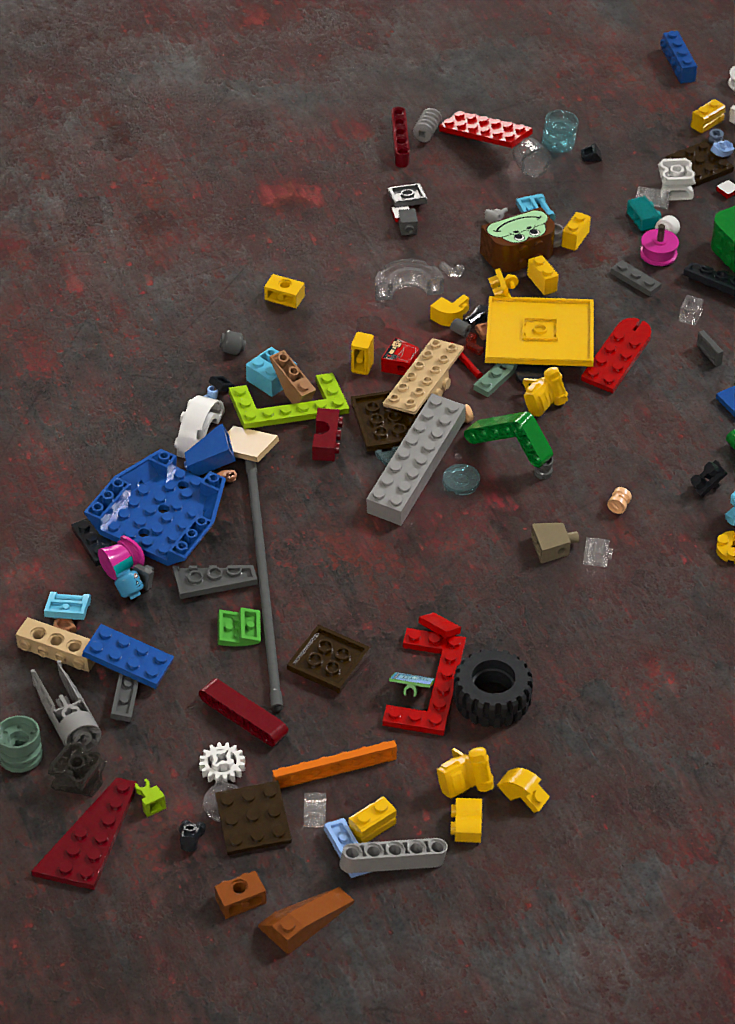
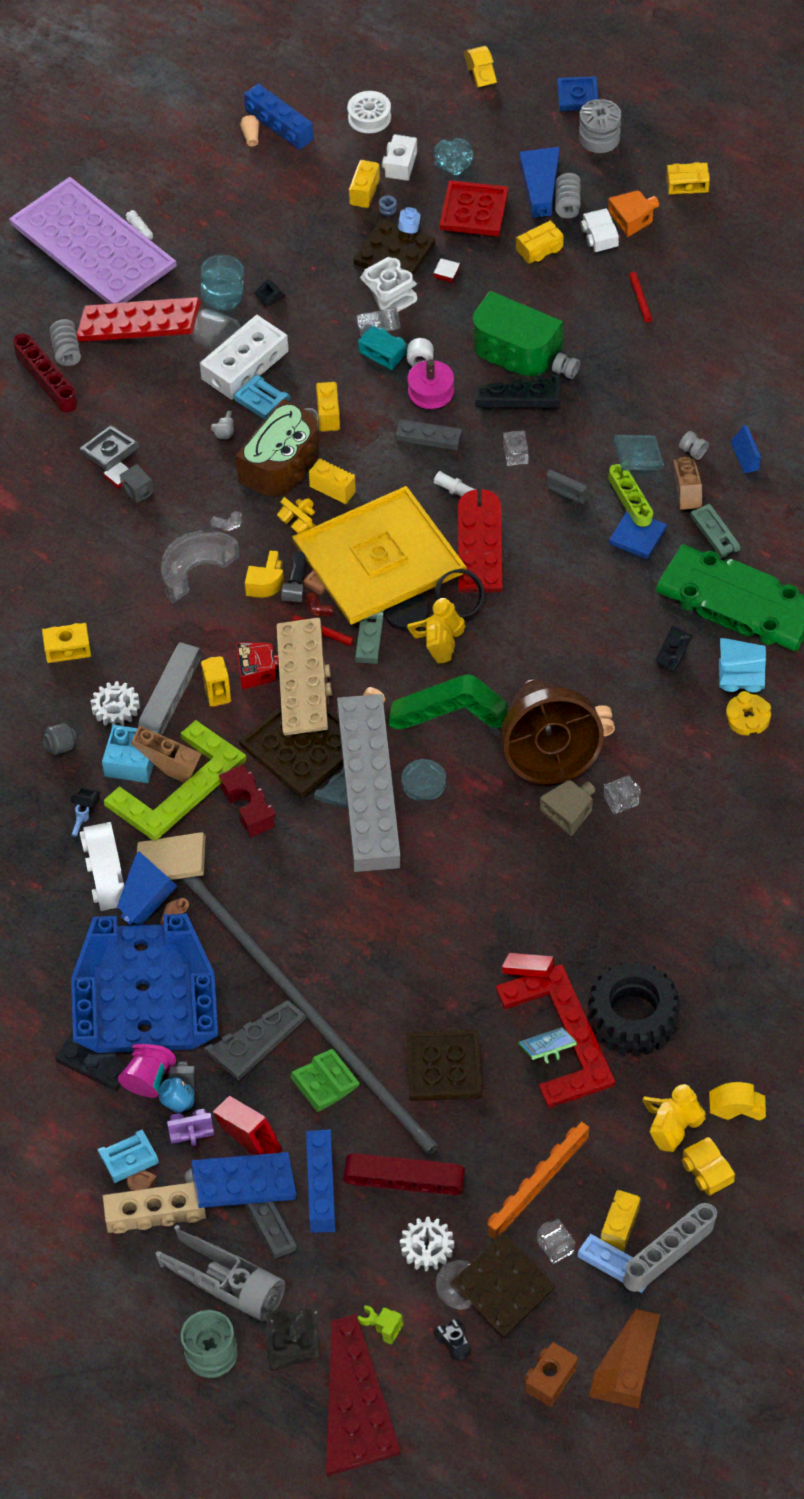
camera: 30 degrees left, 10 degrees up
(122, 609) = (191, 1127): none -> medium lavender hips
(159, 627) = (247, 1127): none -> red slope
(181, 686) = (320, 1181): none -> blue brick
(287, 339) = (115, 704): none -> white gear
(327, 347) = (170, 687): none -> light grey beam
(494, 79) = (92, 242): none -> lavender plate
(533, 82) = (137, 223): none -> white axle
(541, 177) = (243, 356): none -> white brick
(565, 483) = (550, 733): none -> reddish brown cone
(580, 358) = (478, 582): none -> black tyre
(625, 310) = (454, 486): none -> white pin
(654, 57) = (250, 129): none -> light nougat cone

